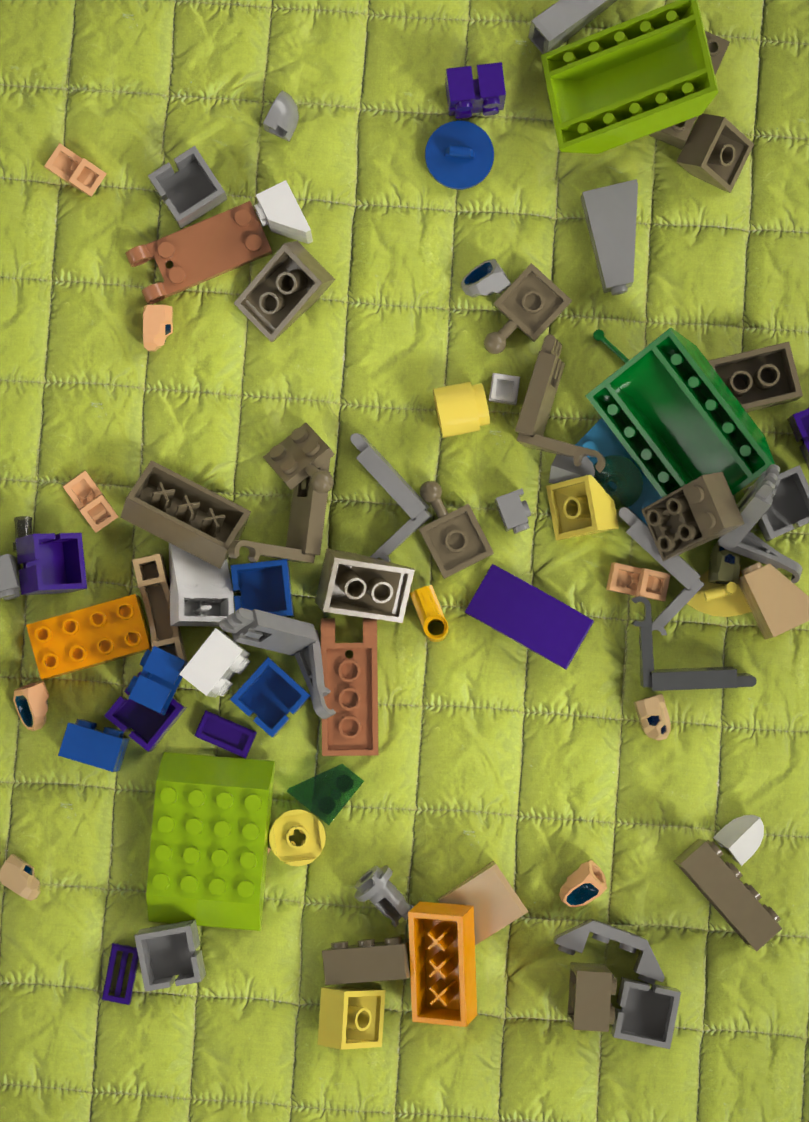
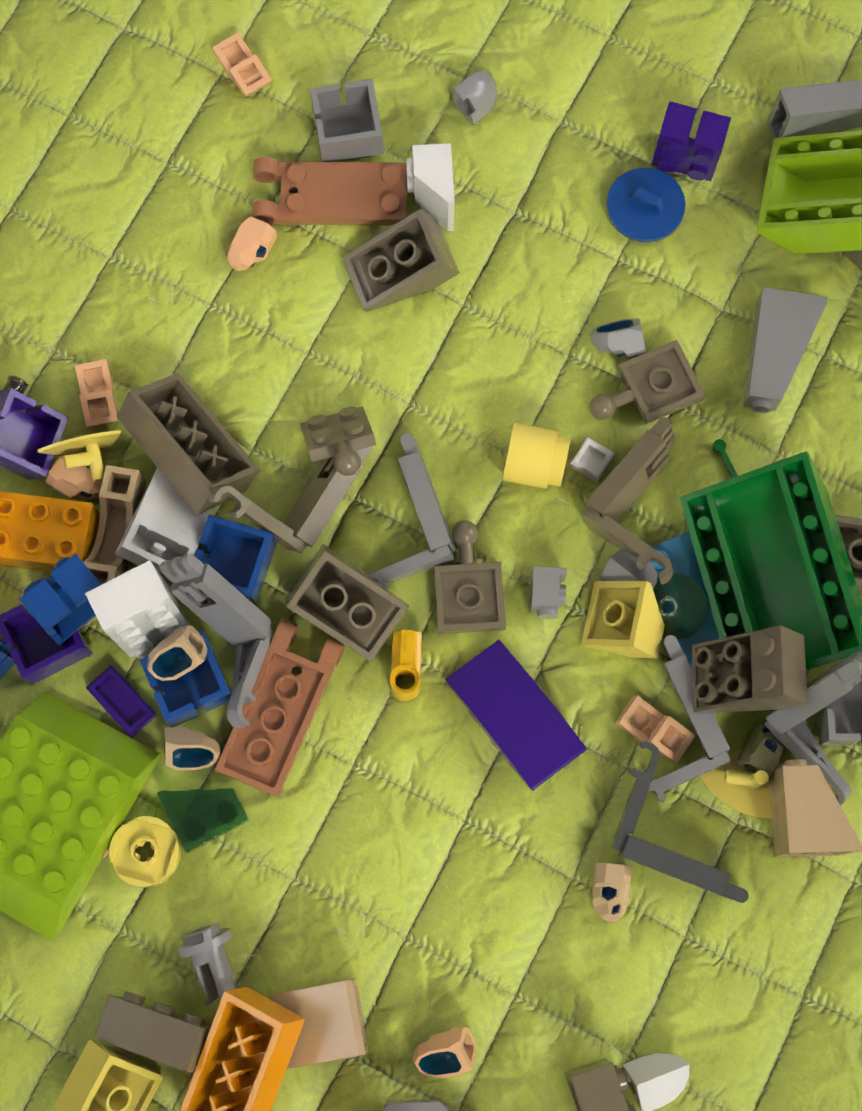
camera: 25 degrees right, 10 degrees down
(109, 580) = (72, 481): none -> light nougat rock
(116, 558) = (84, 451): none -> light yellow shield
(259, 684) = (177, 654): none -> tan rock
(295, 749) = (189, 749): none -> tan rock

